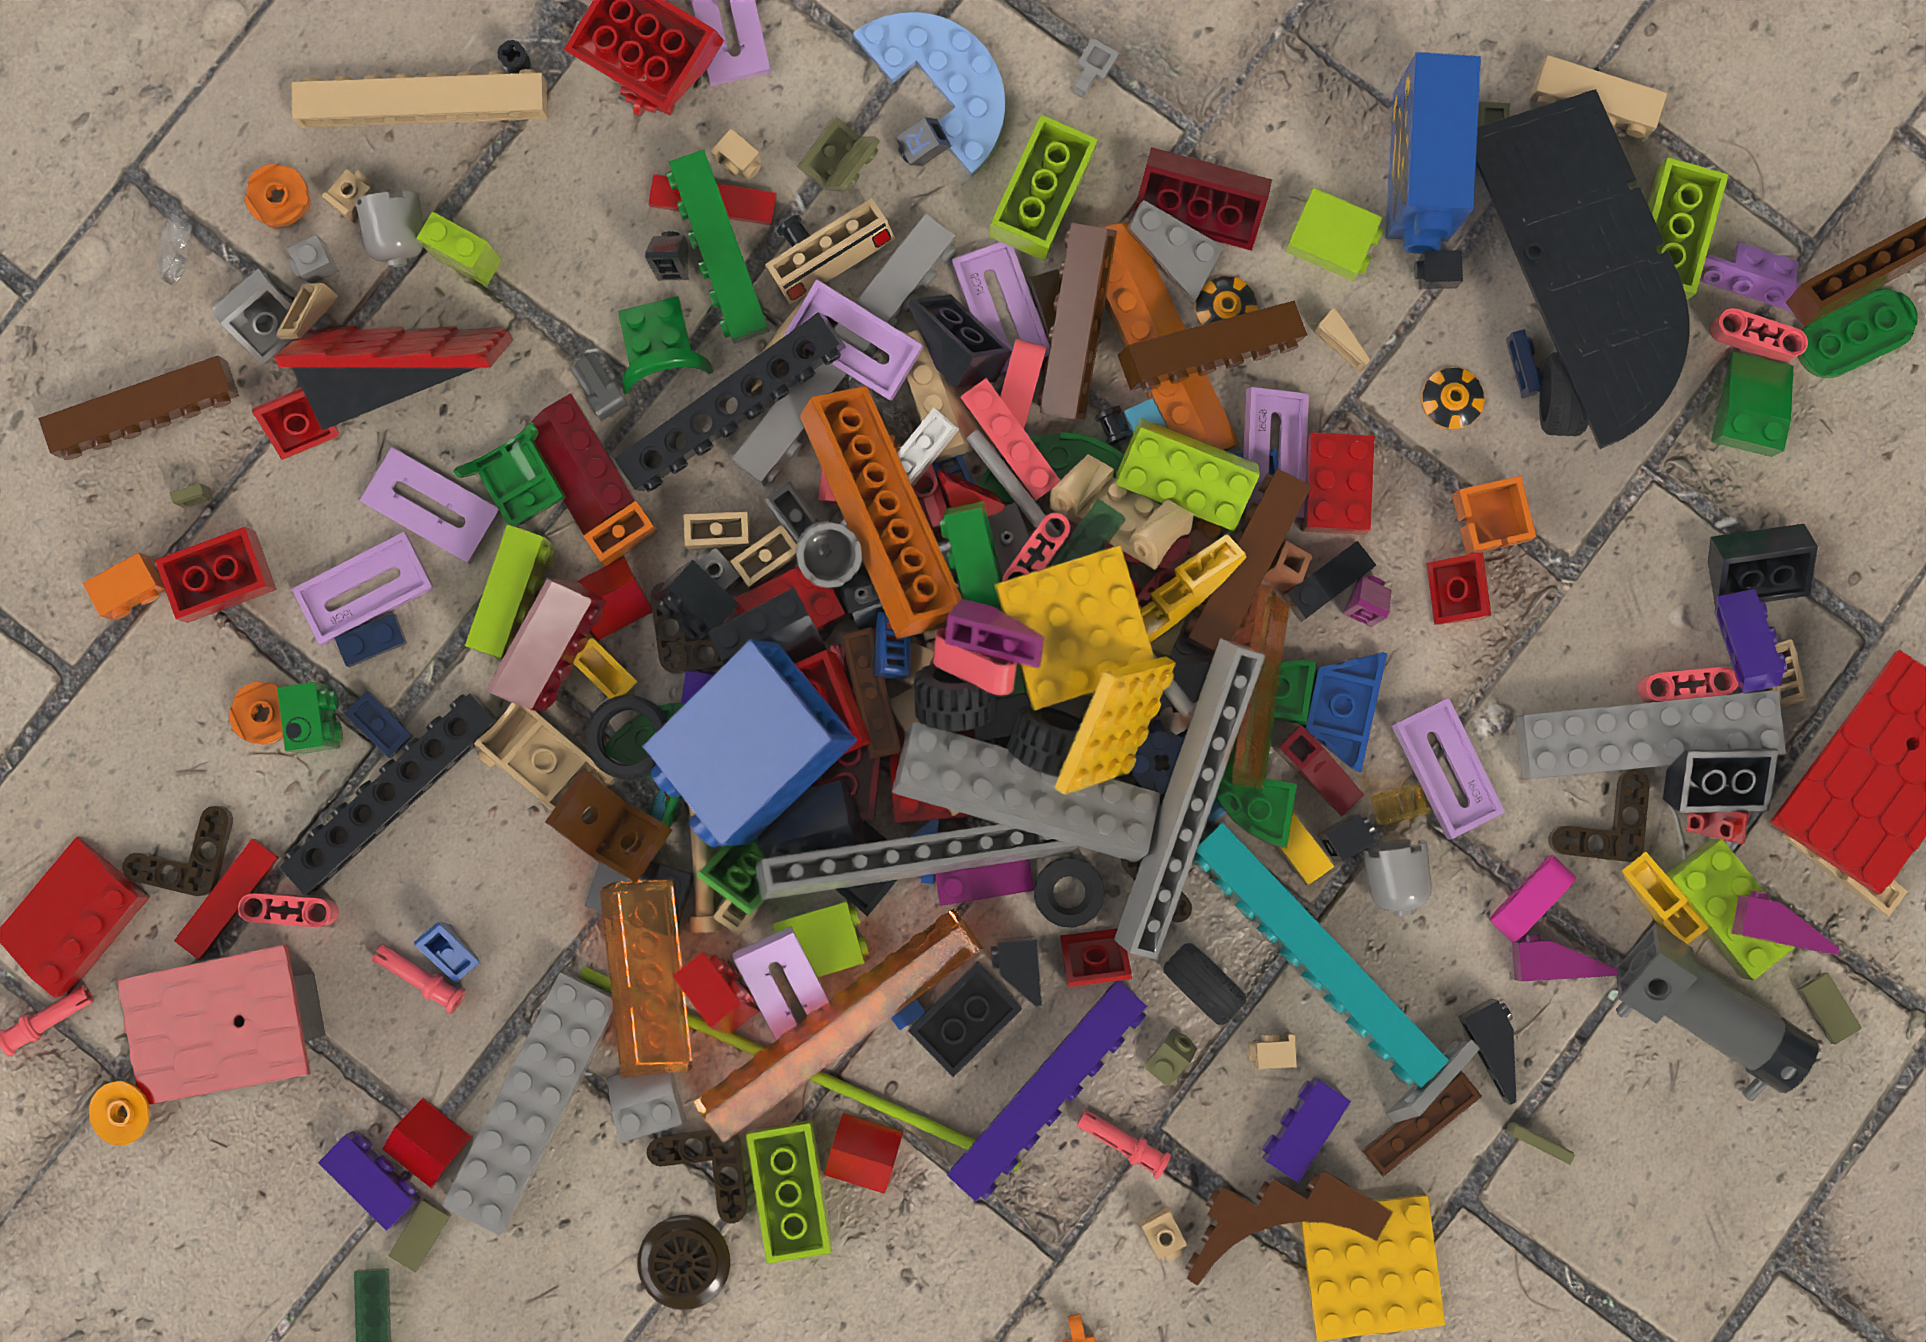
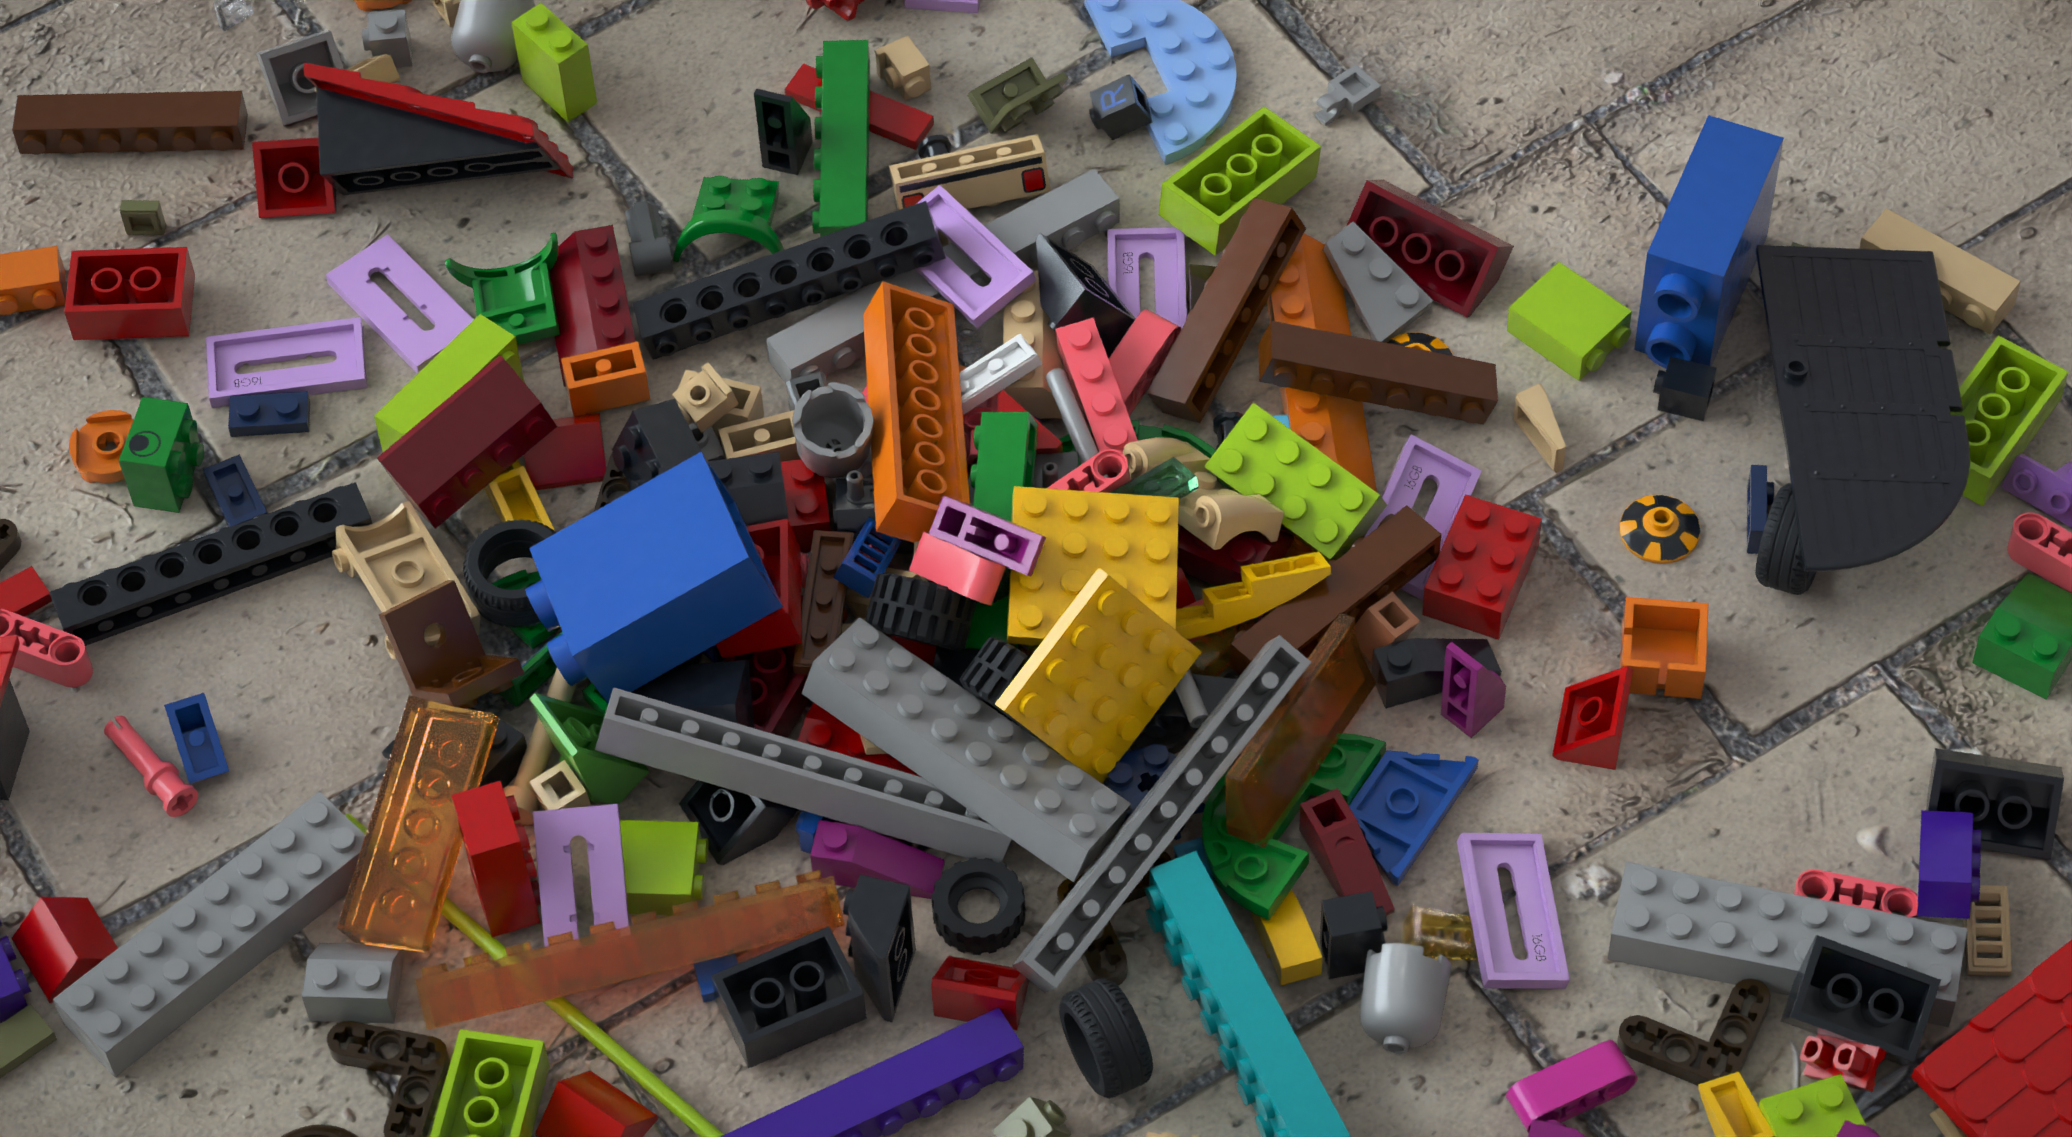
camera: 20 degrees right, 30 degrees down
(717, 535) = (715, 404): none -> tan brick

